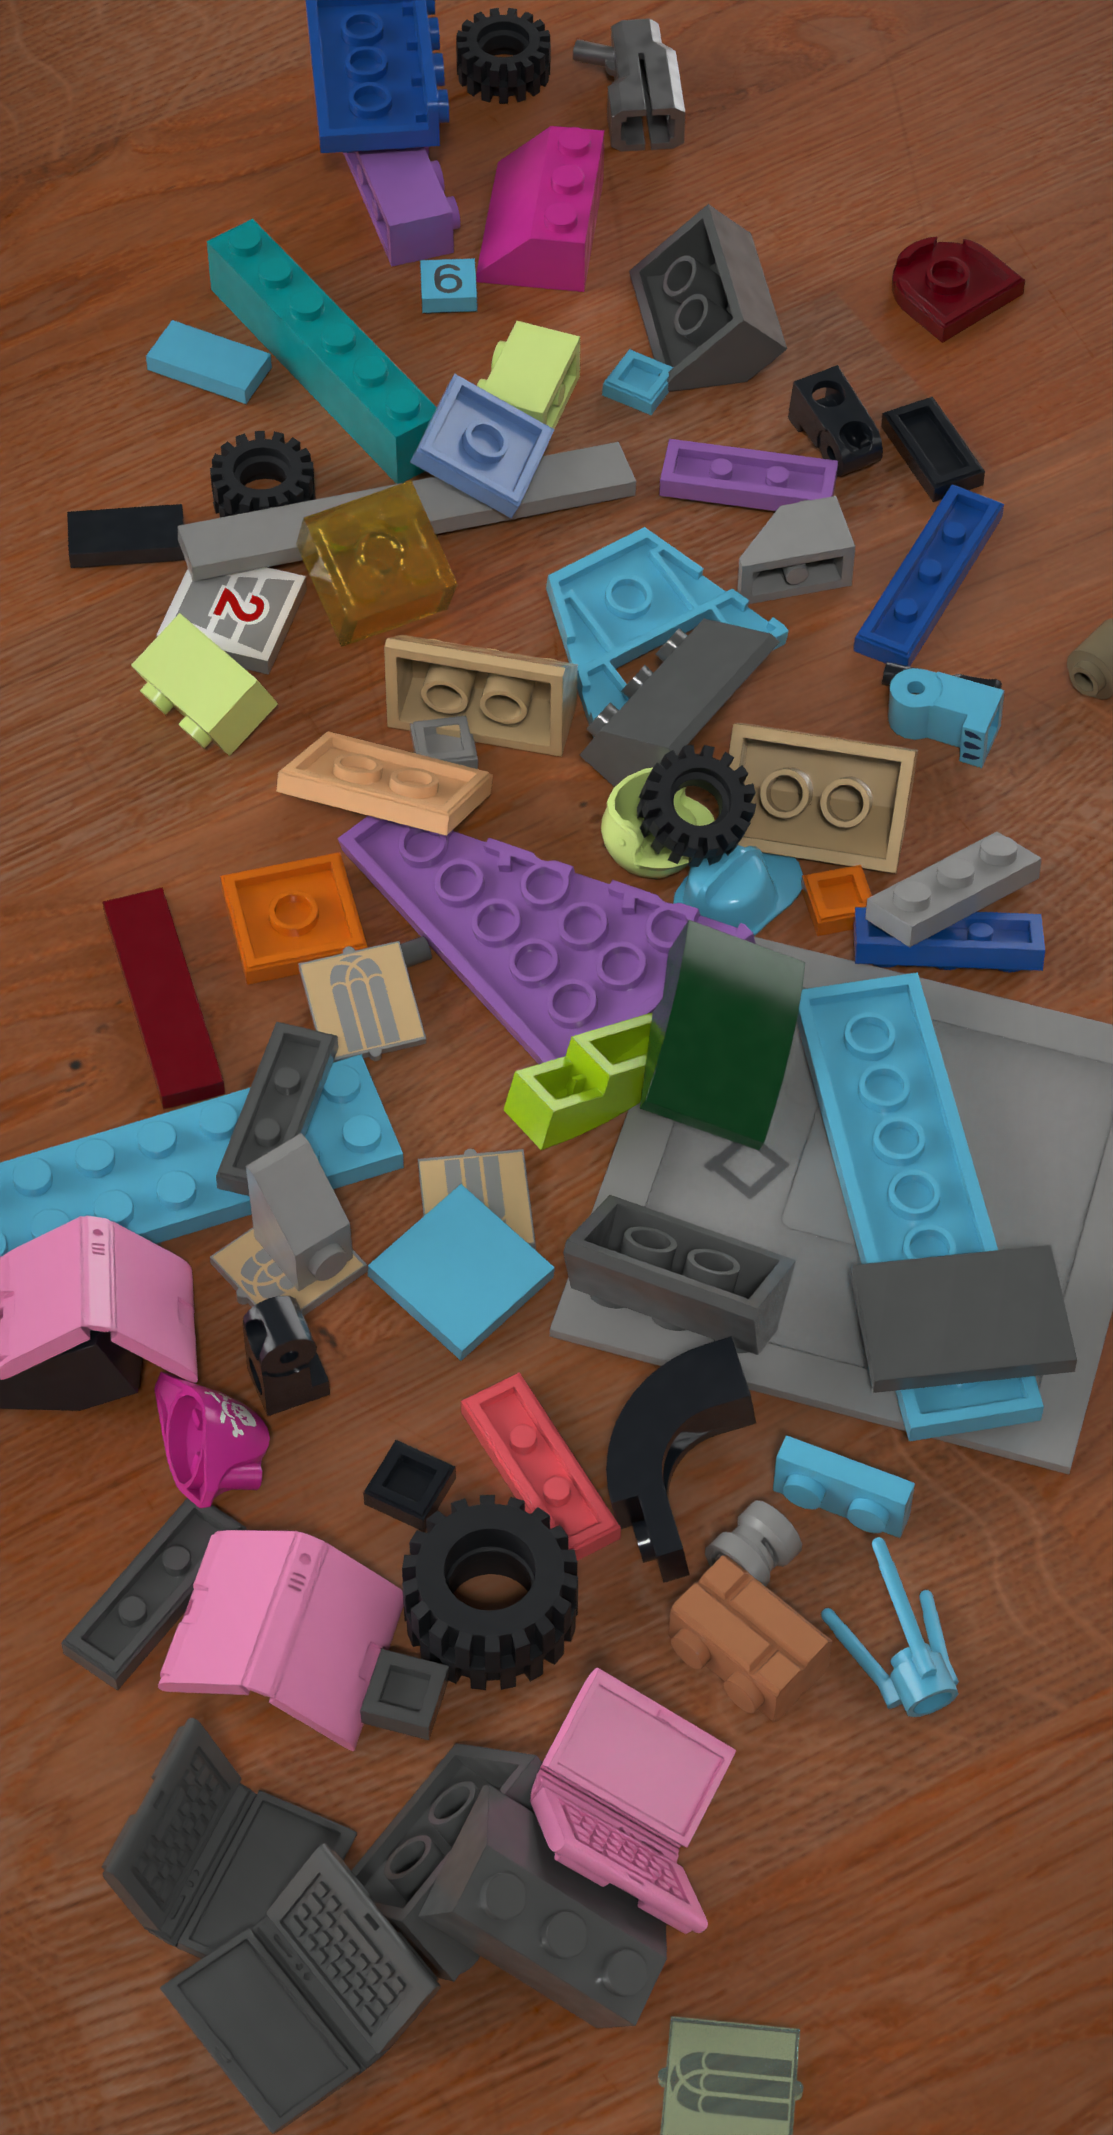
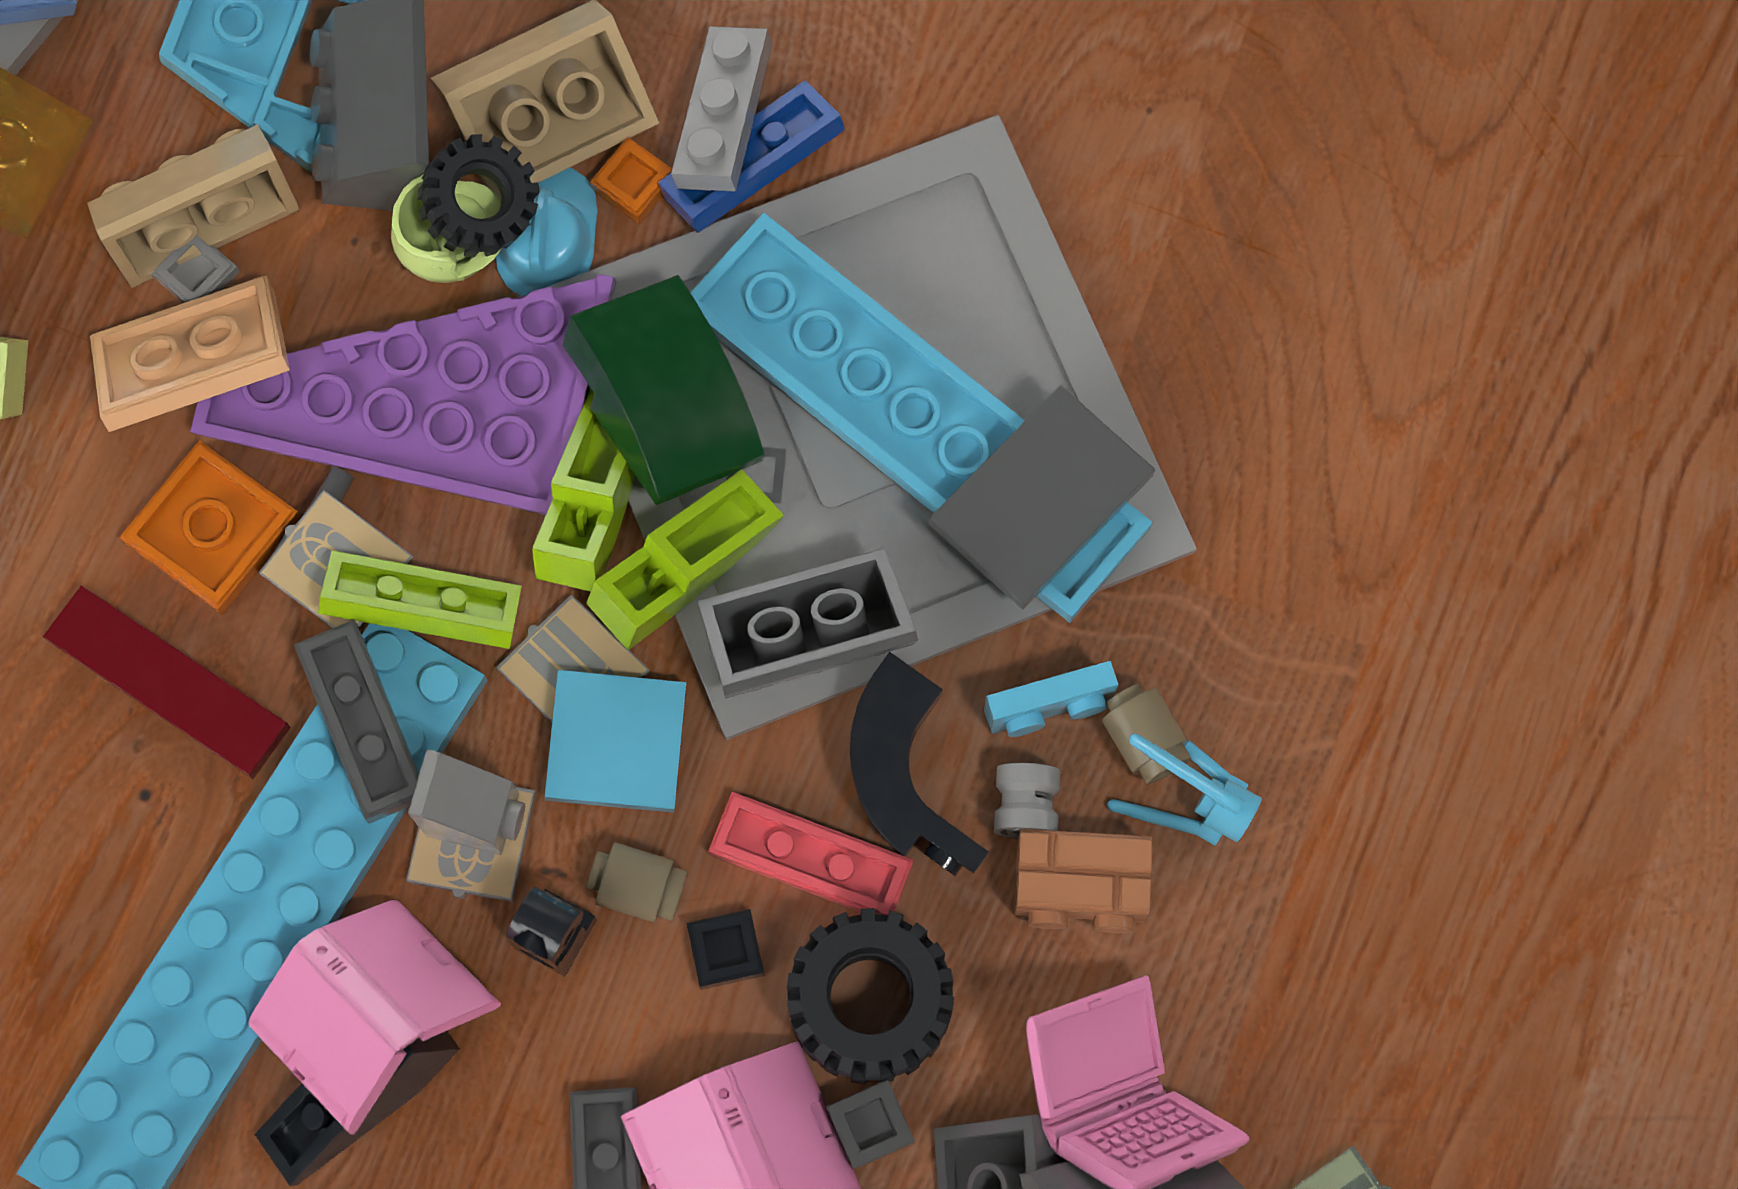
camera: 40 degrees left, 20 degrees up
(209, 1439) = (553, 1043): dark pink hat -> none
(383, 1381) = (637, 883): none -> dark tan brick
(401, 1064) = (419, 599): none -> lime plate
(632, 1162) = (683, 559): none -> lime slope
(916, 1559) = (1151, 718): none -> dark tan brick

